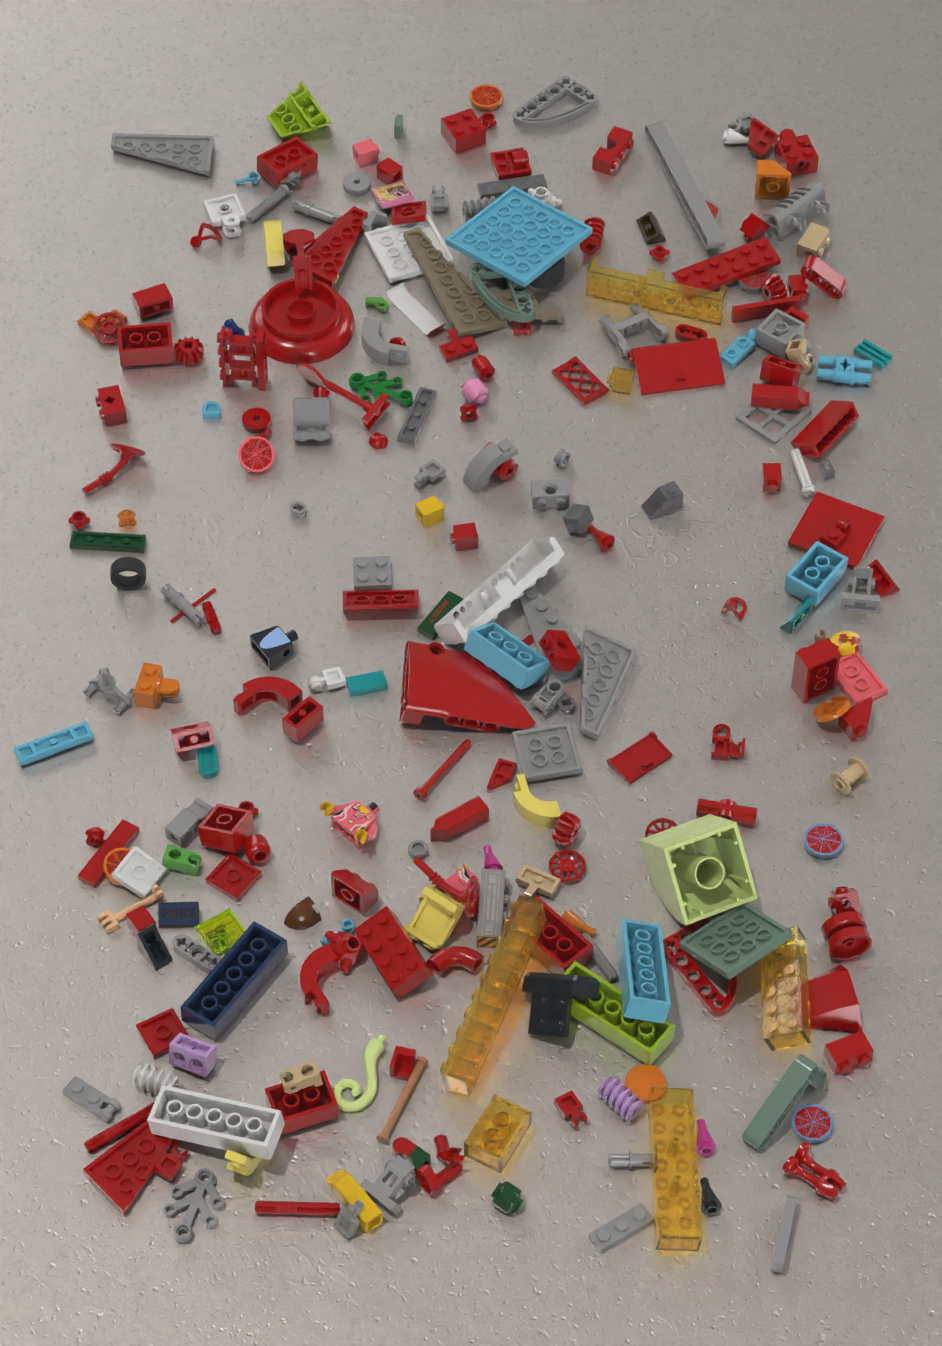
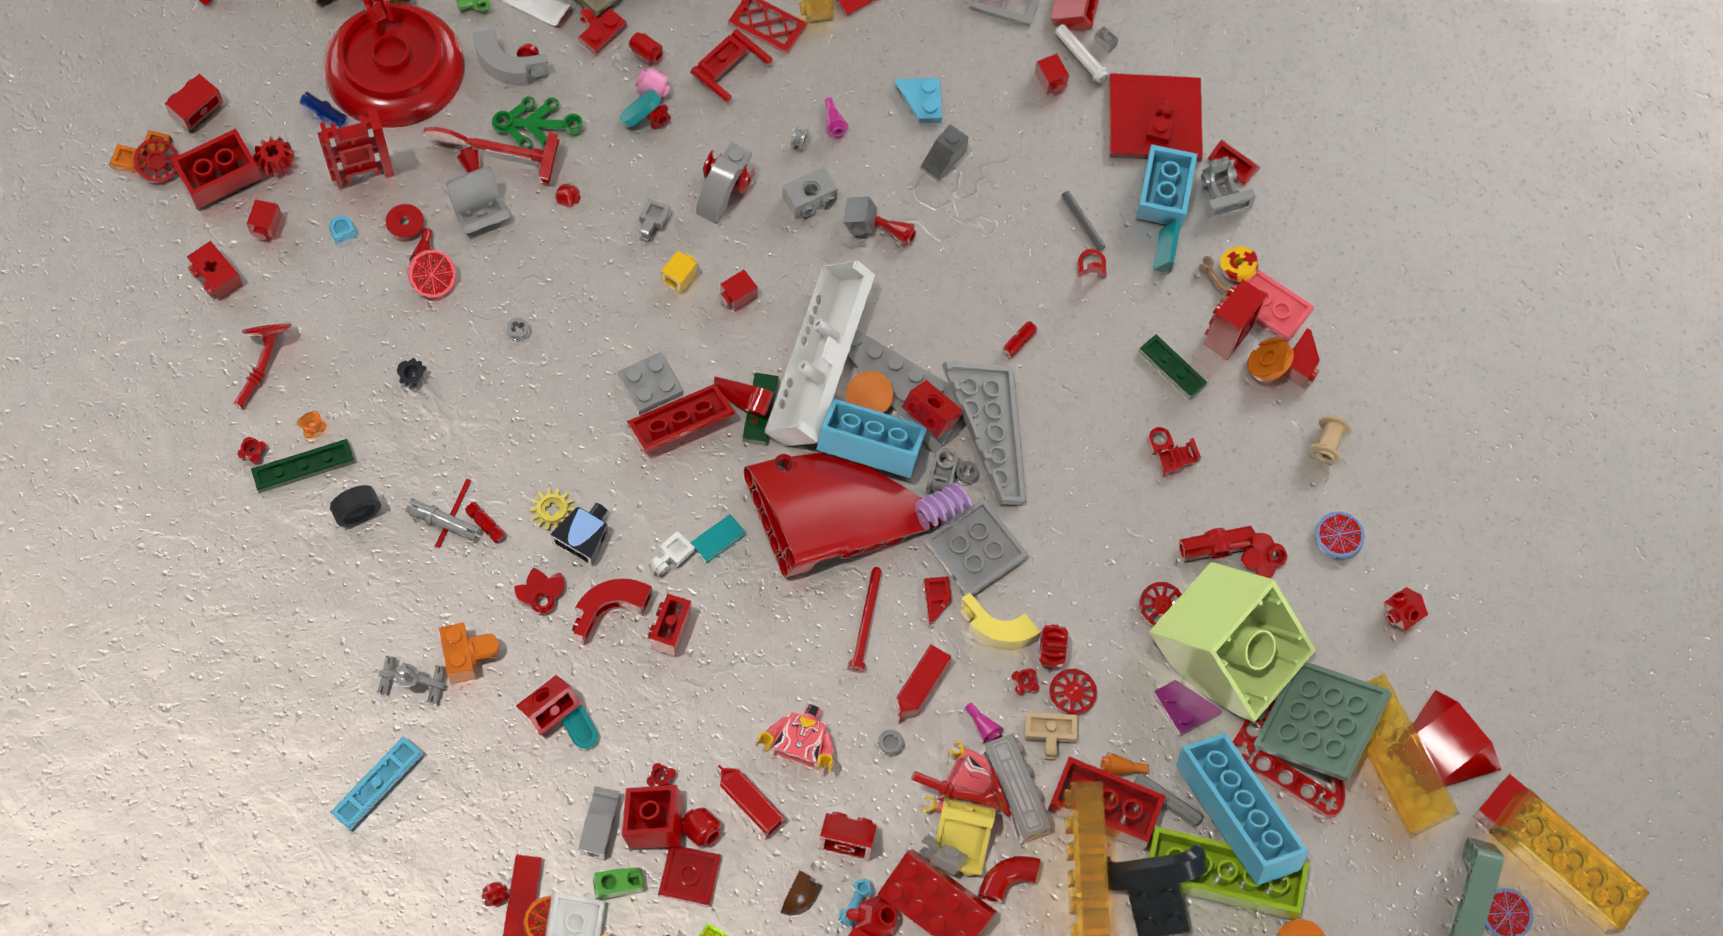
camera: 30 degrees left, 15 degrees up
(161, 386) = (264, 220): none -> red brick
(210, 510) = (407, 369): none -> black animal
(226, 669) = (539, 588): none -> red plate
(259, 620) = (545, 502): none -> light yellow gear
(298, 846) = (749, 801): none -> red piece
(413, 925) = (945, 858): none -> light grey plate
(416, 416) = (597, 143): flat silver tile -> none
(434, 601) = (745, 396): none -> red piece
(457, 402) = (640, 108): none -> teal tile
(525, 628) = (871, 391): none -> orange tile
(534, 391) = (724, 57): none -> red plate
(534, 712) = (942, 503): none -> lavender piece
(536, 842) = (1026, 674): none -> red plate
(593, 457) = (835, 123): none -> dark pink cone
(644, 905) = (1184, 707): none -> magenta wing
(646, 752) = (1086, 501): red door -> none
(657, 634) = (1021, 337): none -> red piece
(667, 462) = (922, 97): none -> medium azure wing
(743, 578) = (1083, 220): none -> dark grey bar
(753, 831) = (1260, 555): none -> red plate
(758, 692) = (1172, 366): none -> dark green tile
(846, 935) = (1435, 659): red wheel -> none
(874, 1101) = (1569, 862): none -> clear yellow brick

